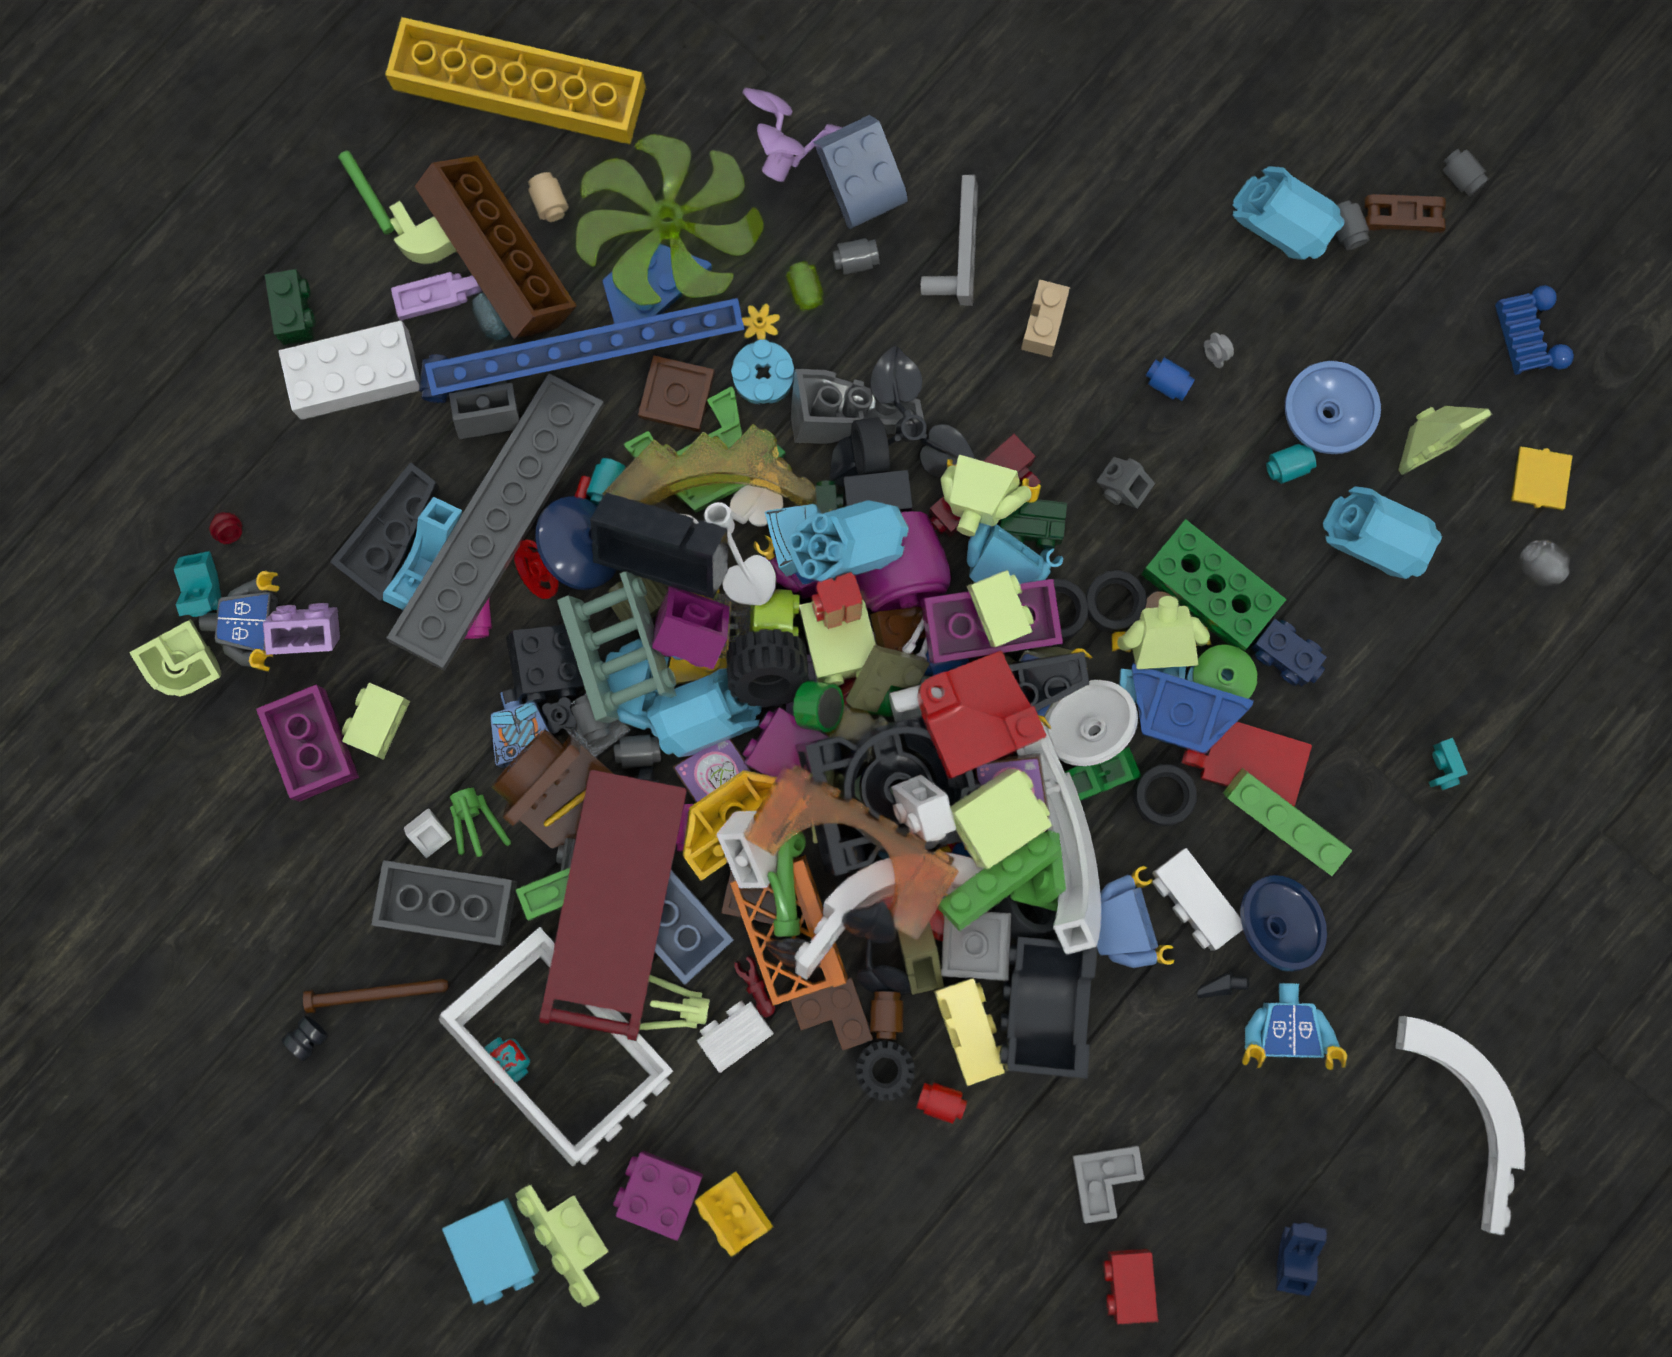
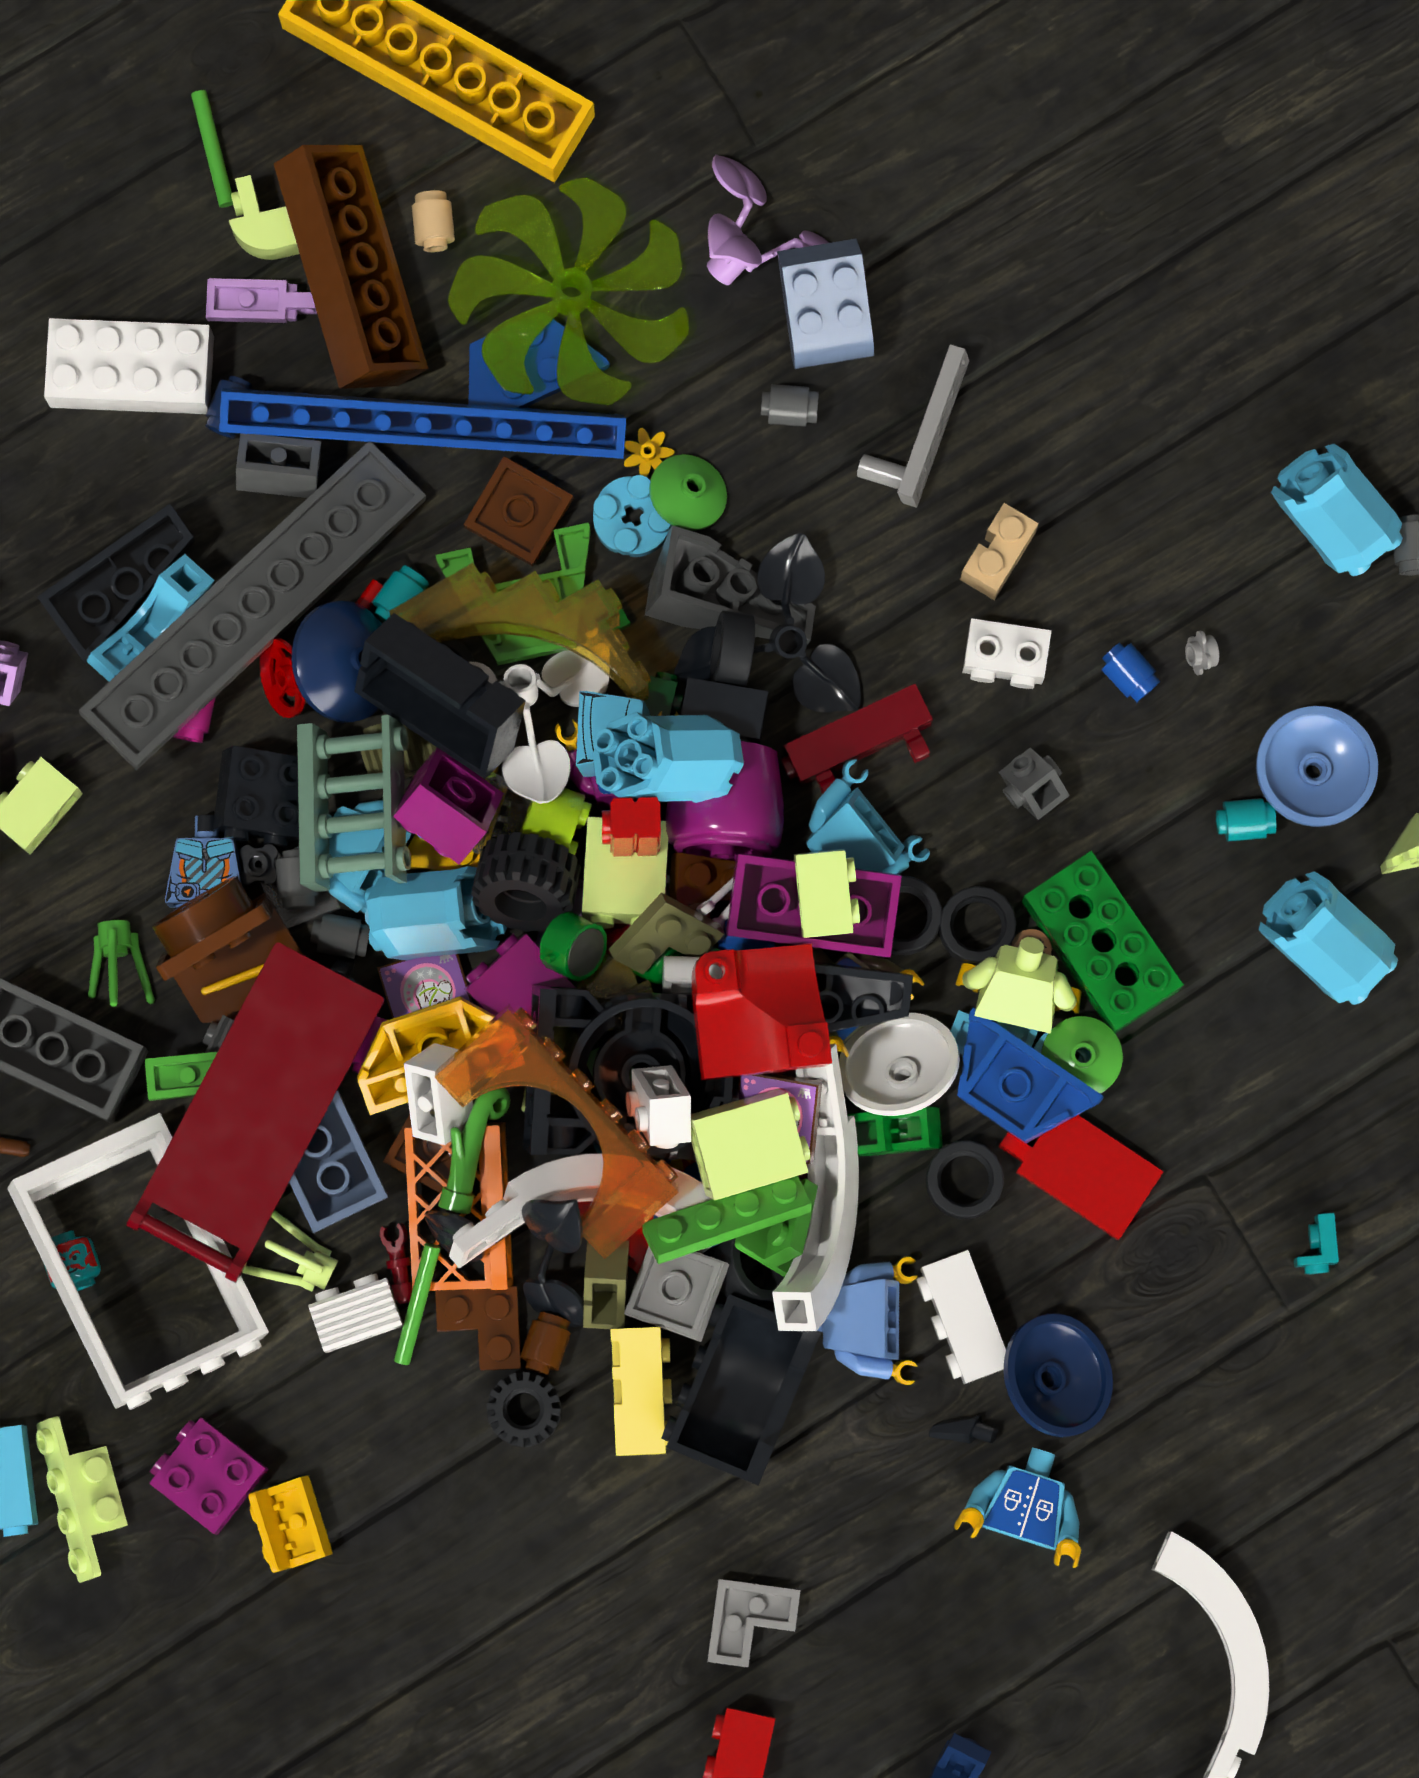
camera: 15 degrees right, 0 degrees up
(289, 306) = (77, 266): dark green brick -> none
(427, 833) = (57, 960): white slope -> none
(488, 318) = (315, 351): clear light blue brick -> none
(779, 1014) = (417, 1304): none -> bright green bar
(798, 352) = (677, 502): none -> bright green dish
(805, 286) = (716, 424): clear neon green brick -> none
(941, 1102) = (580, 1467): red brick -> none
(983, 492) = (852, 746): yellowish green torso -> none
(1037, 522) = (907, 797): dark green brick -> none
(1074, 392) = (1006, 653): none -> white brick
(1287, 822) = (1100, 1254): bright green brick -> none
(1295, 658) = (1177, 1061): dark blue brick -> none

